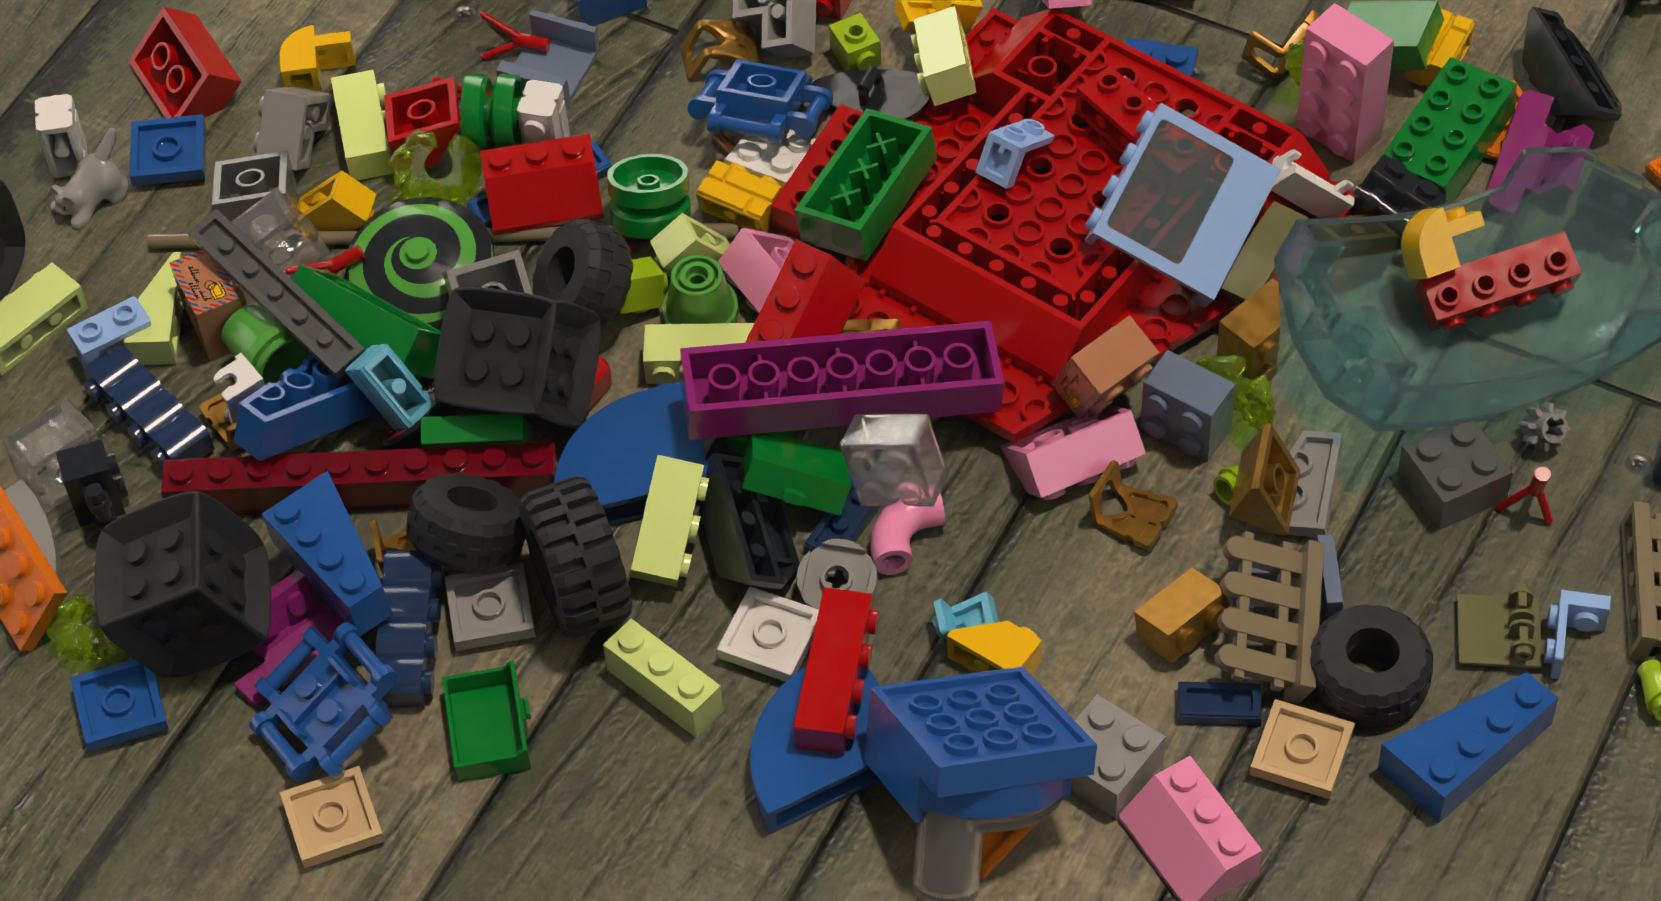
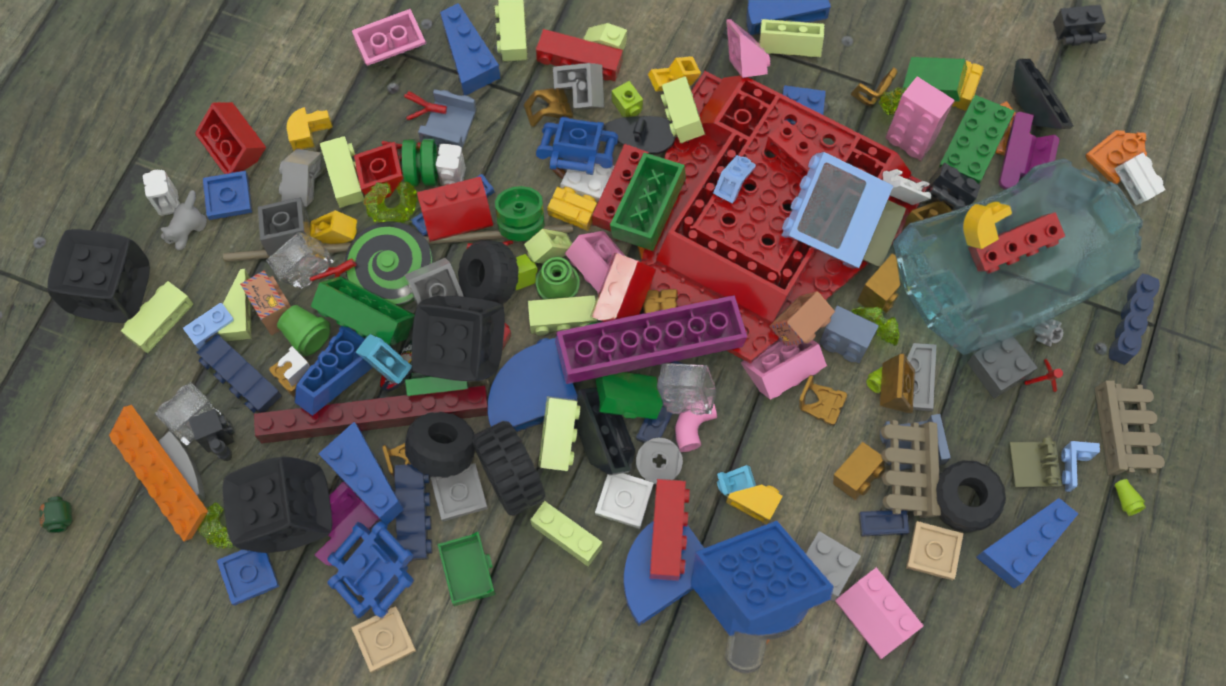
camera: 10 degrees left, 15 degrees up
(276, 293) = (308, 302): dark grey plate -> none

